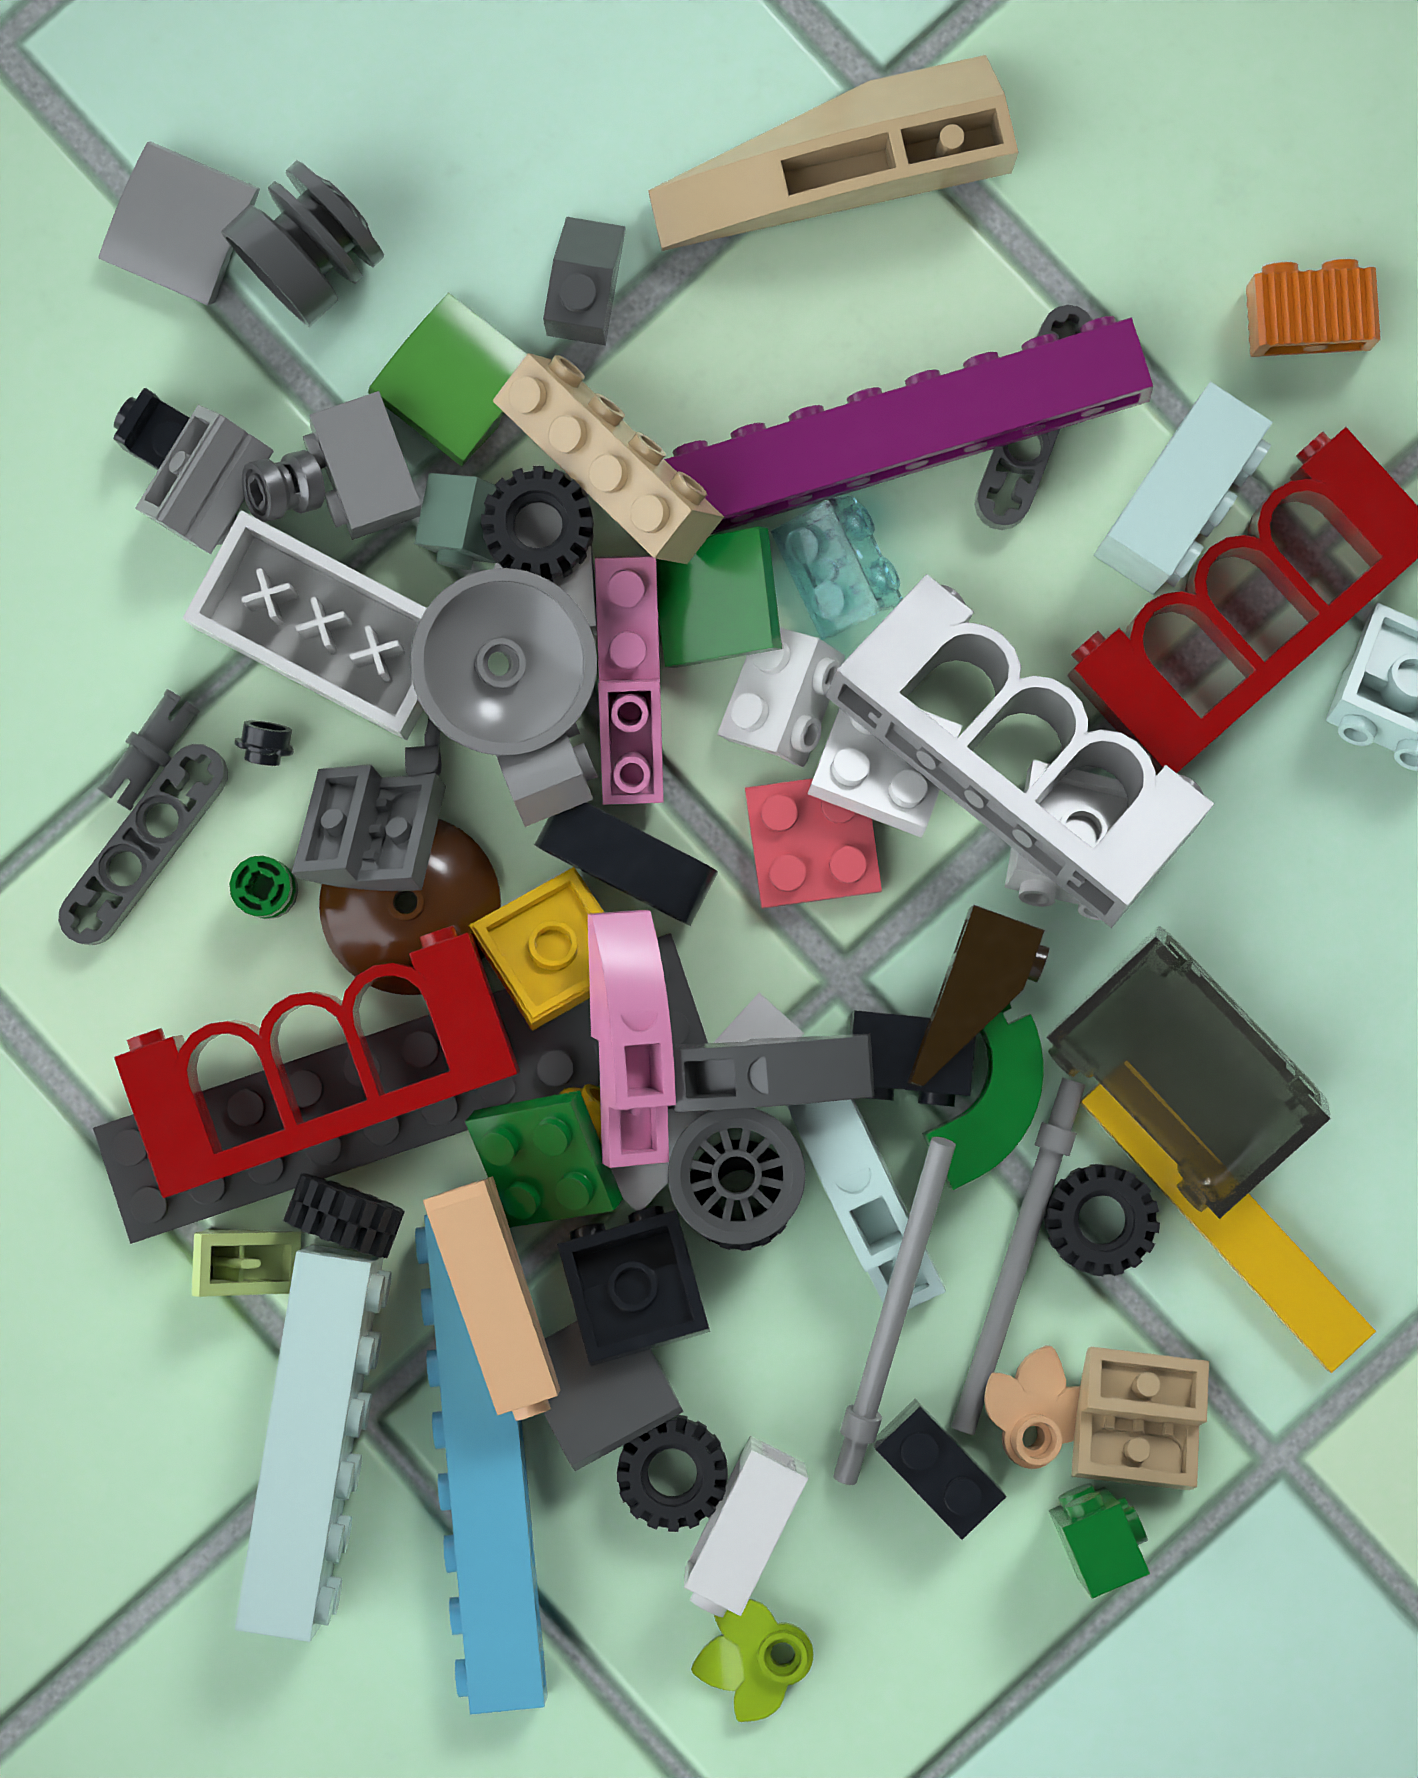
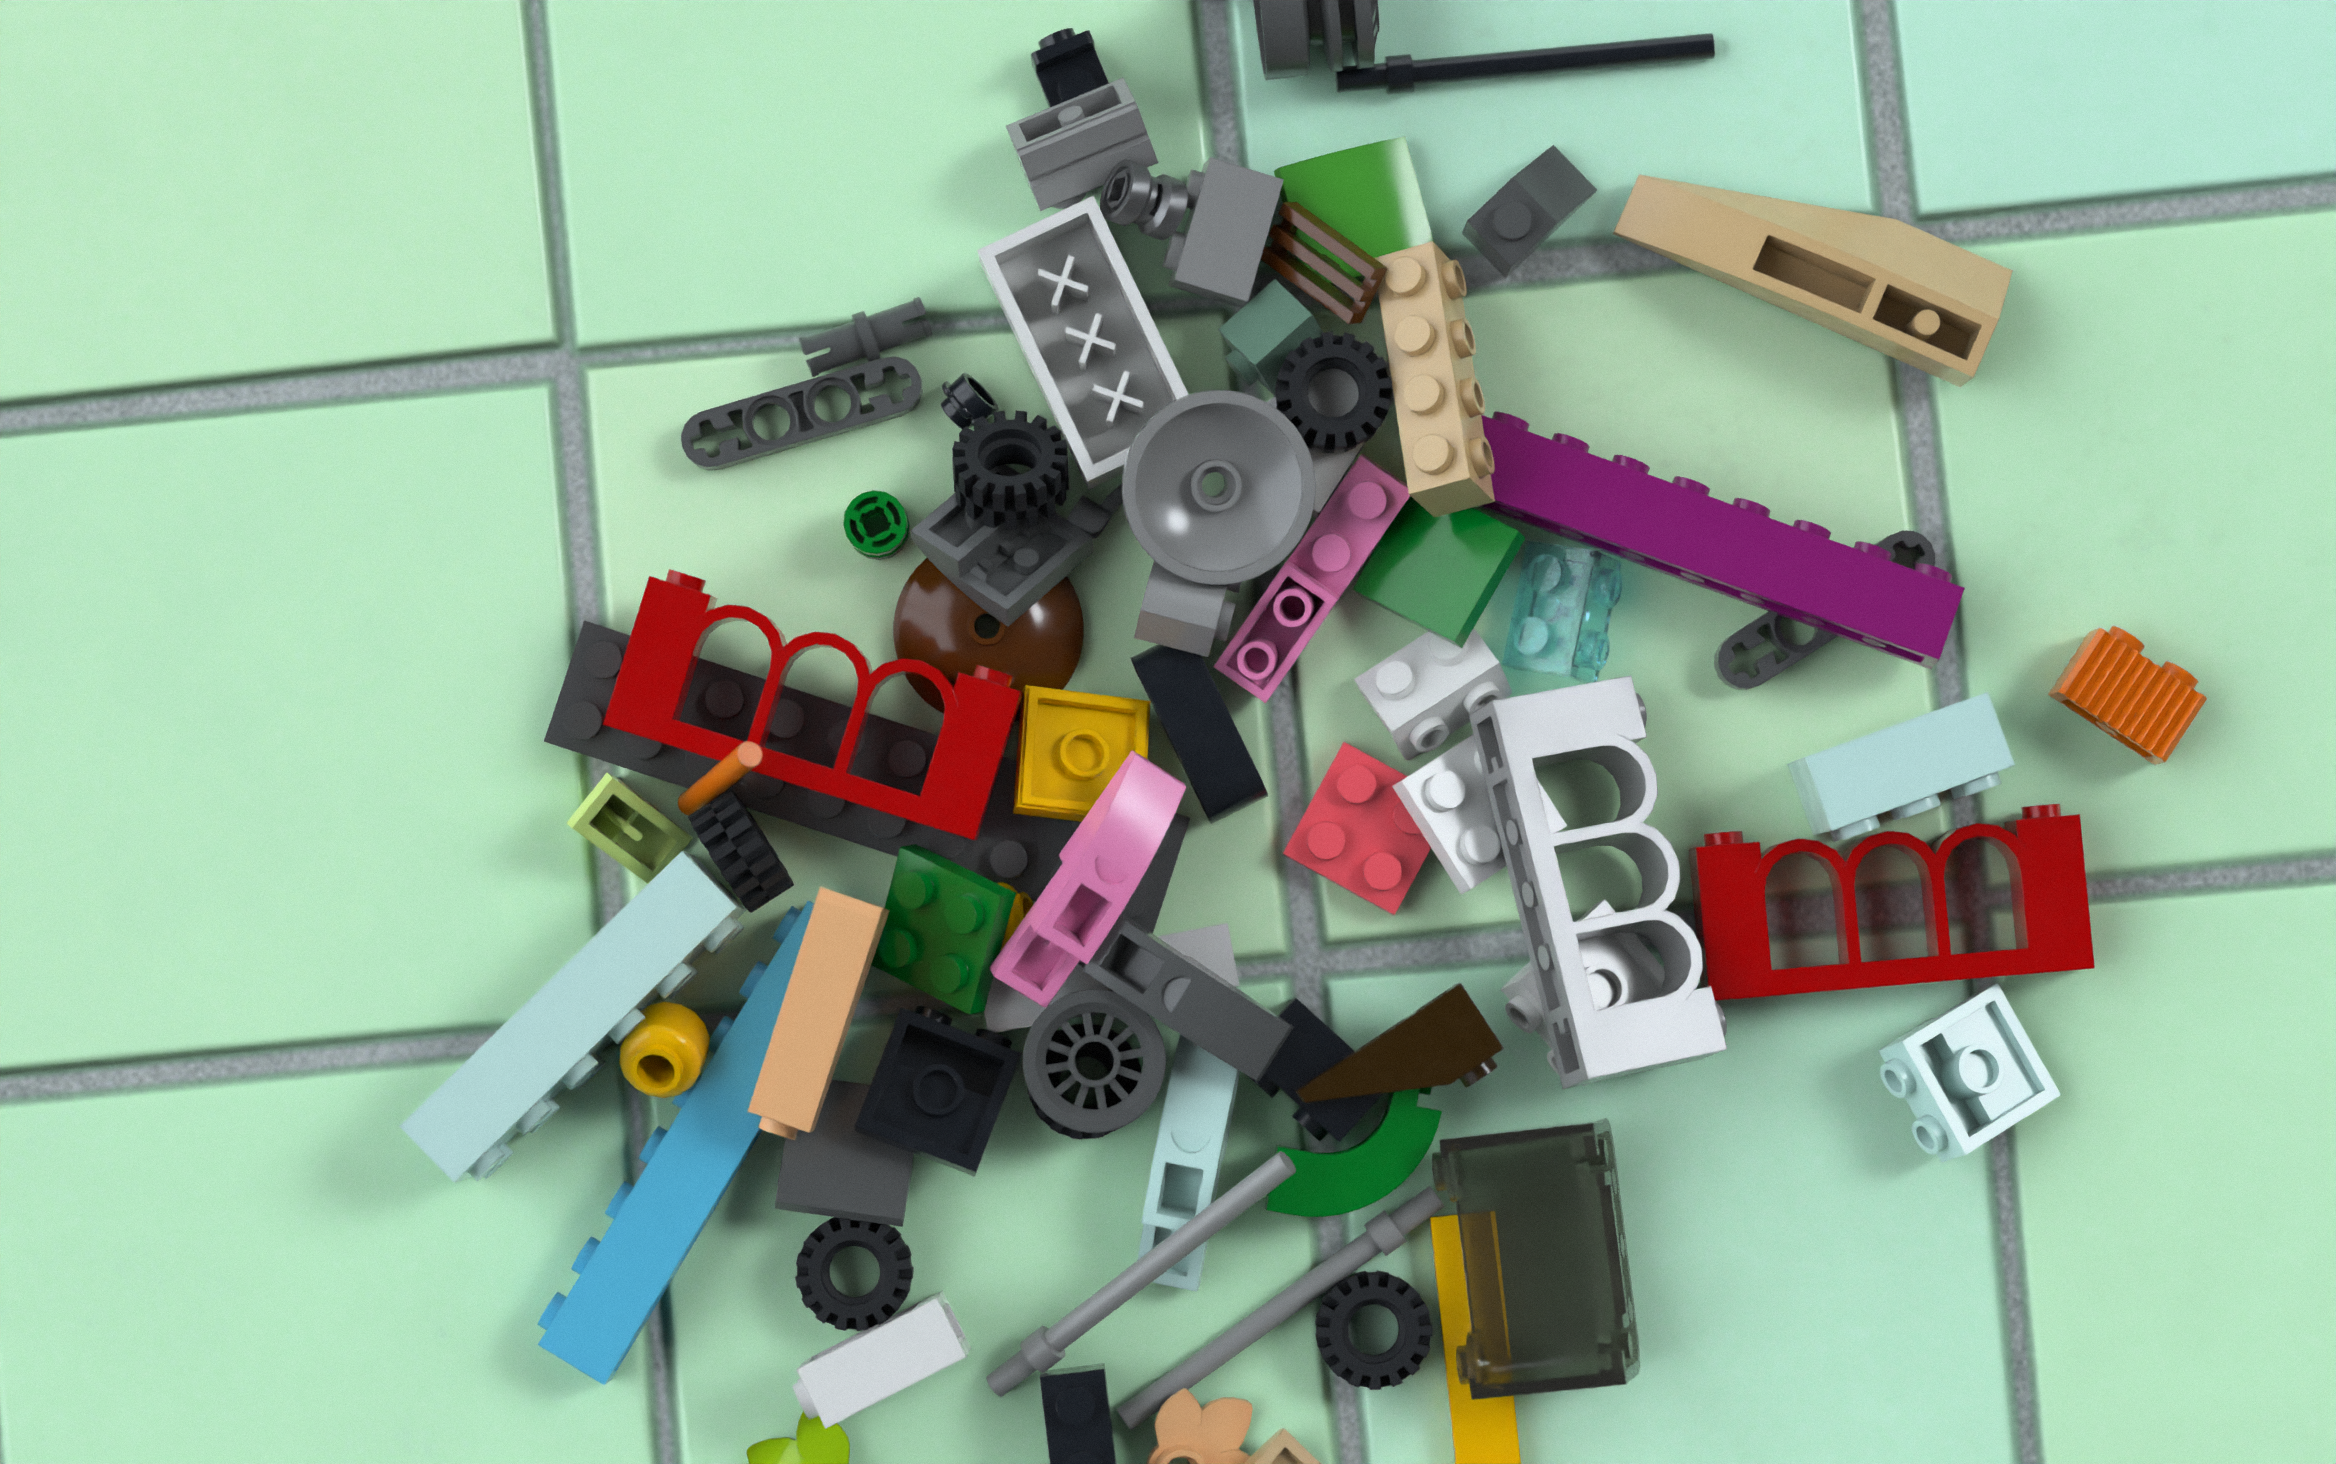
camera: 30 degrees right, 0 degrees up
(285, 1170) = (720, 777): none -> orange bar
(347, 789) = (1010, 443): none -> black tyre
(399, 1413) = (665, 1050): none -> yellow head
(411, 247) = (1402, 73): none -> black bar
(421, 456) = (1285, 240): none -> tile

